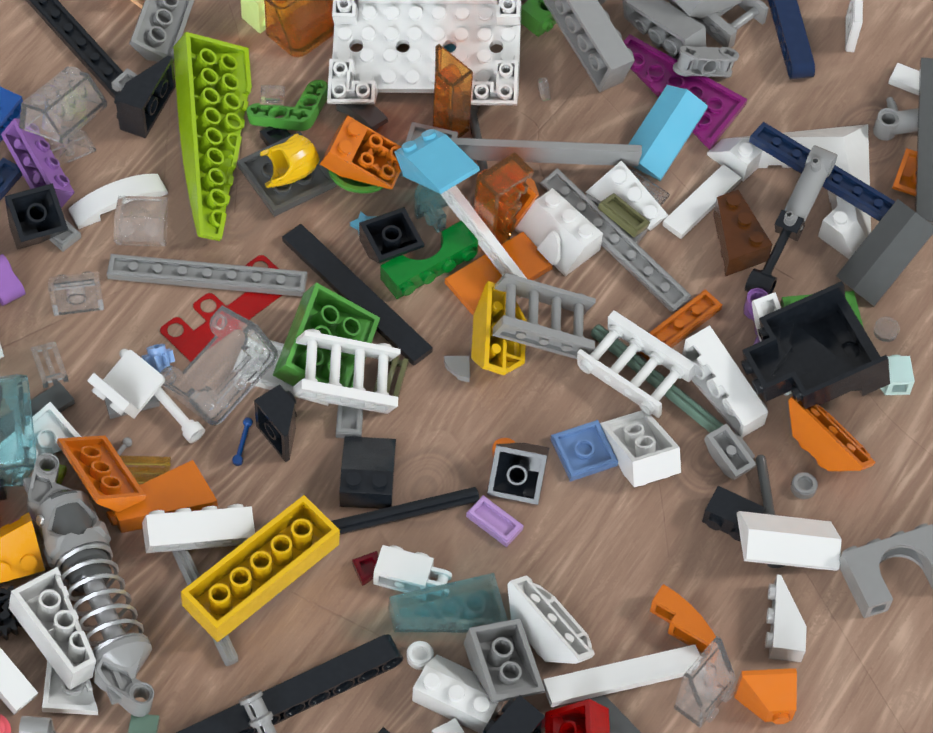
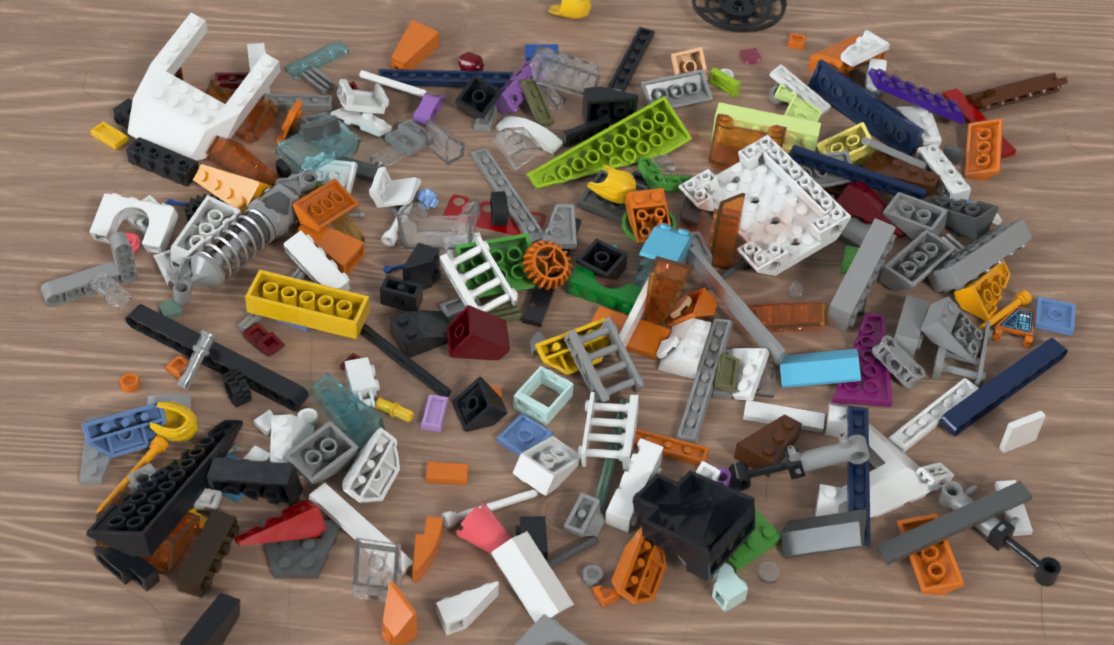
camera: 60 degrees right, 10 degrees down
(29, 324) = (408, 137): none -> light grey slope
(82, 161) = (537, 102): none -> olive tile
(163, 140) = (585, 131): none -> black tile
(236, 292) = (499, 208): none -> black tyre
(265, 648) = (262, 340): none -> dark red slope
(302, 462) = (401, 294): none -> black brick
(308, 249) = (562, 227): none -> light grey wing
(338, 708) = (236, 387): none -> black tyre
(367, 292) = (539, 269): none -> orange gear
(400, 703) = (263, 422): none -> white tile
(419, 419) = (477, 335): none -> dark red slope
(469, 557) = (394, 409): none -> yellow axle
(552, 421) = (525, 404): none -> light aqua window
(576, 110) = (792, 315): none -> clear orange slope
(589, 551) = (447, 473): none -> orange tile
(658, 575) = (450, 518): none -> white piece
(701, 553) = (483, 529): none -> coral cone
(777, 76) = (930, 416): none -> white tile
(835, 487) = (605, 596): none -> orange tile
(852, 120) = (937, 476): none -> white tile

